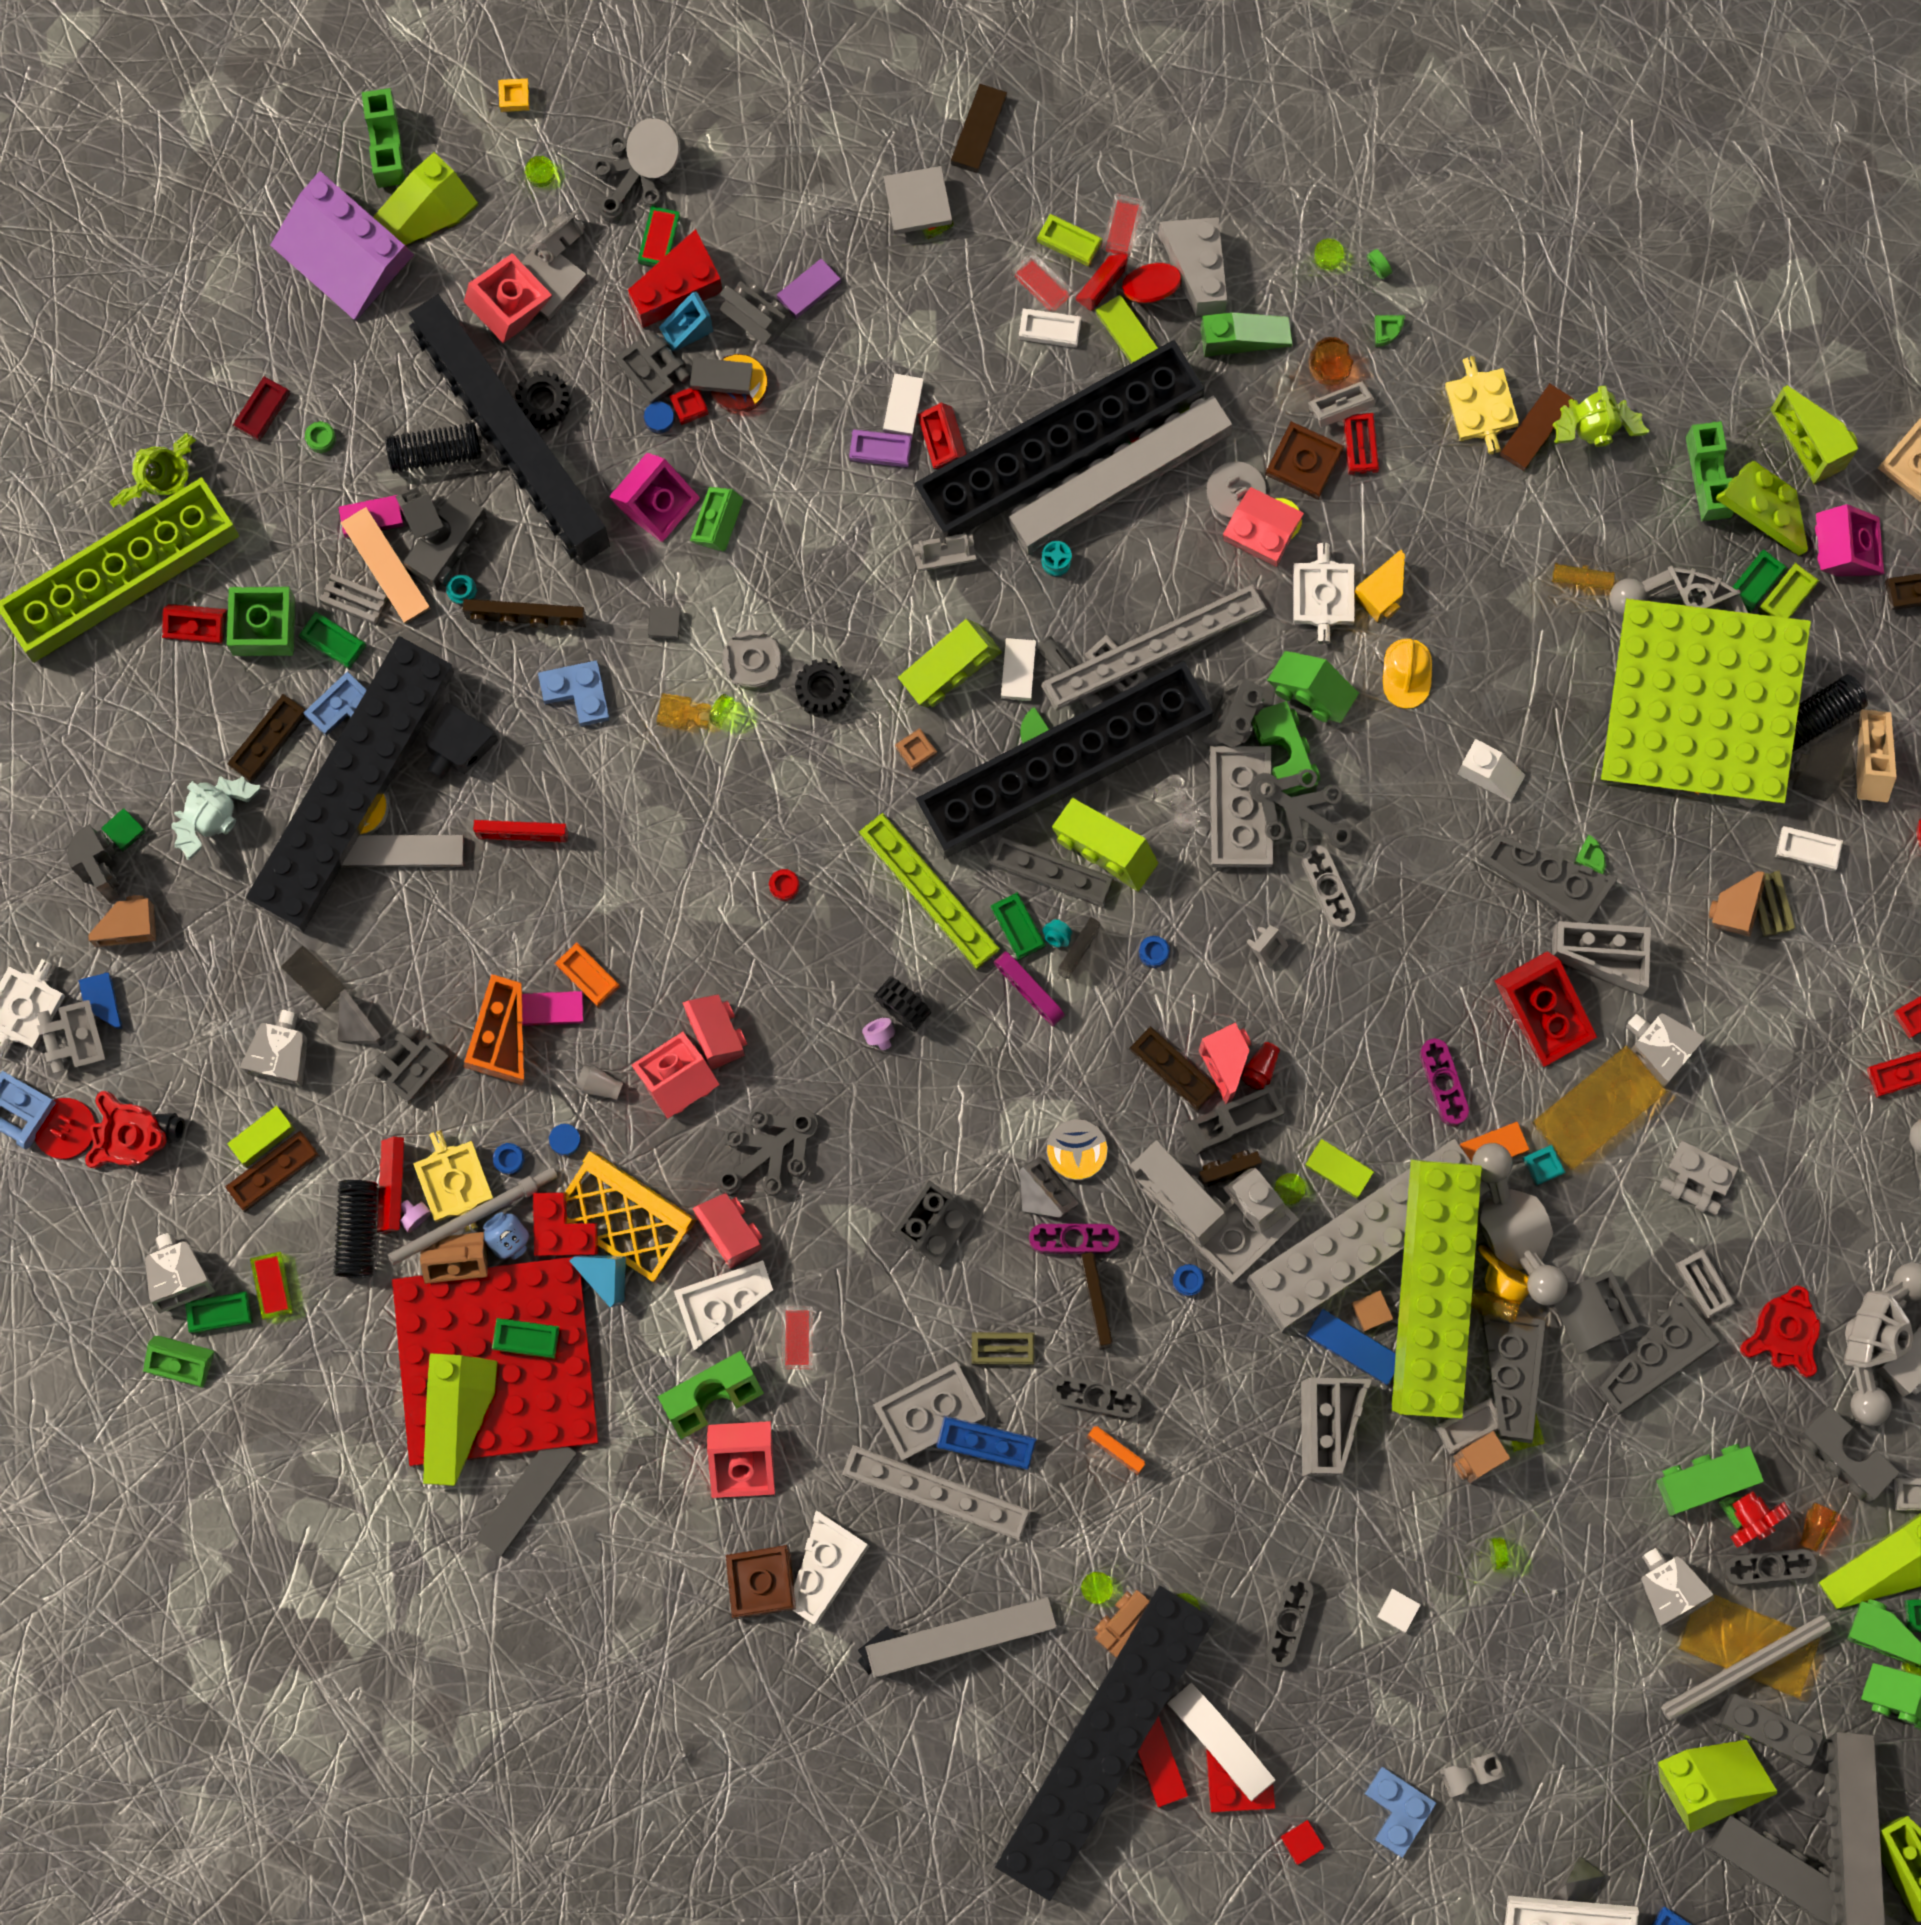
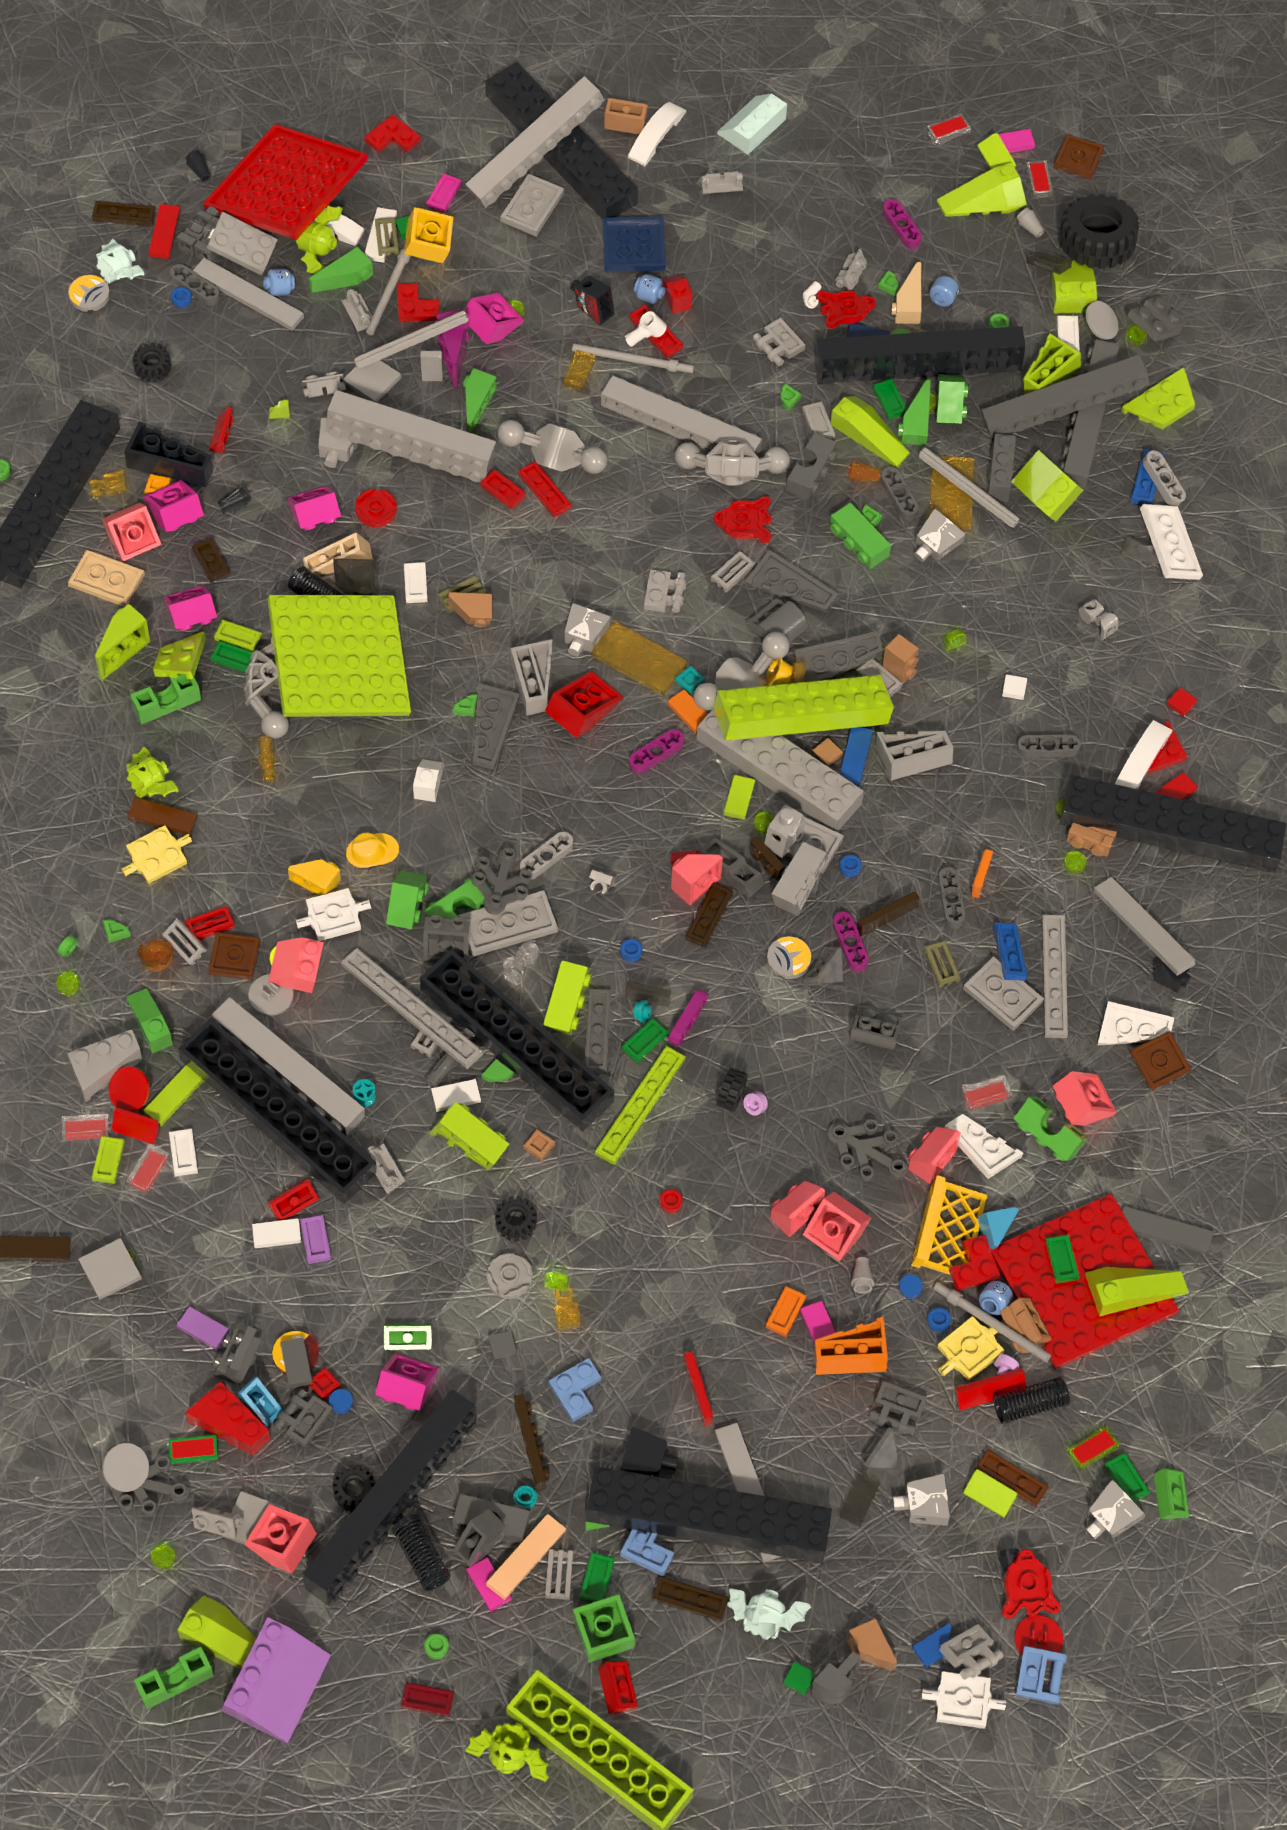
camera: 110 degrees left, 15 degrees down
(514, 95) = (105, 1596): yellow plate -> none
(1407, 1807) = (1138, 649): medium blue plate -> none
(1756, 1518) = (876, 499): red plant -> none

